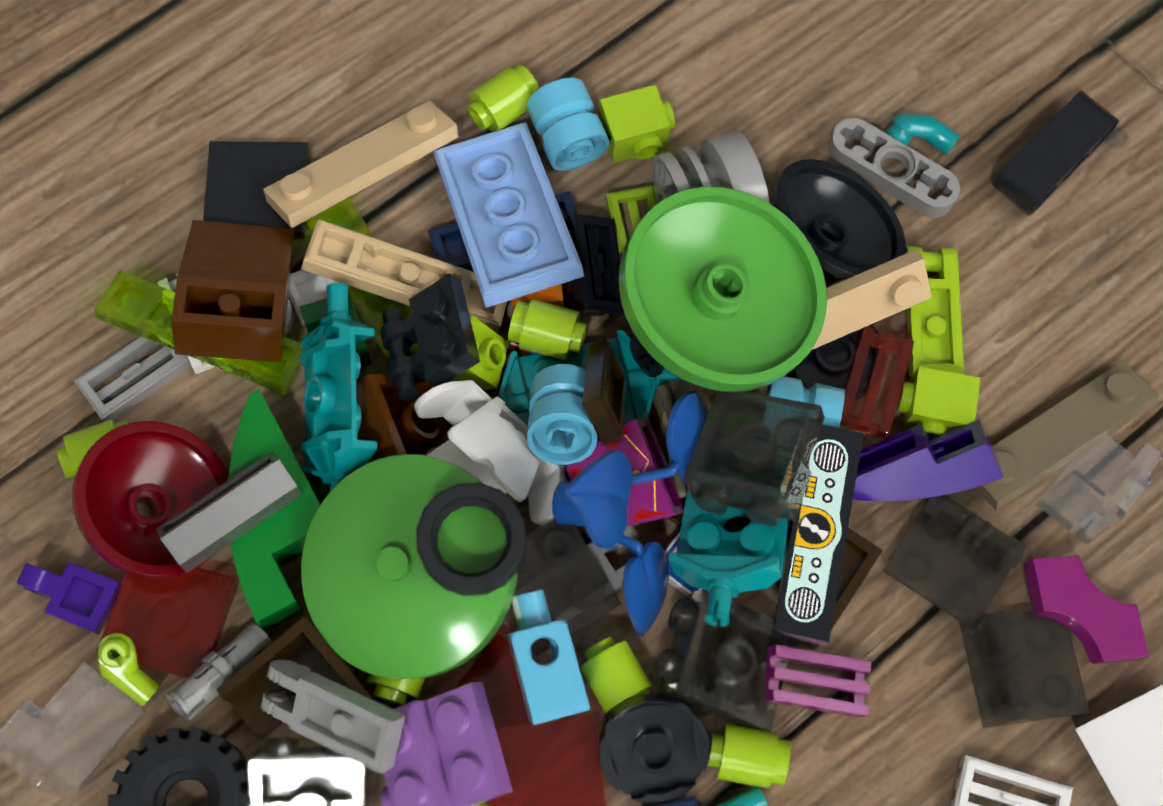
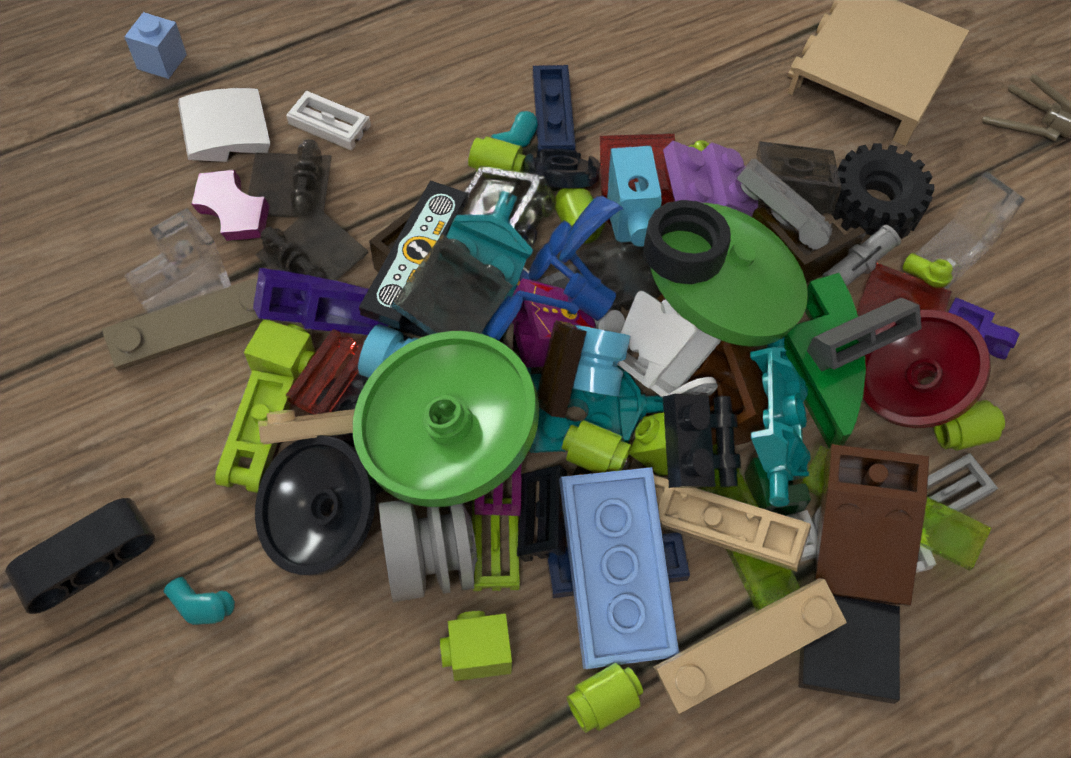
camera: 170 degrees left, 10 degrees down
(569, 127) = (547, 661): medium azure wheel -> none
(855, 686) = (462, 180): magenta tile -> none
(914, 162) = (228, 540): light grey beam -> none

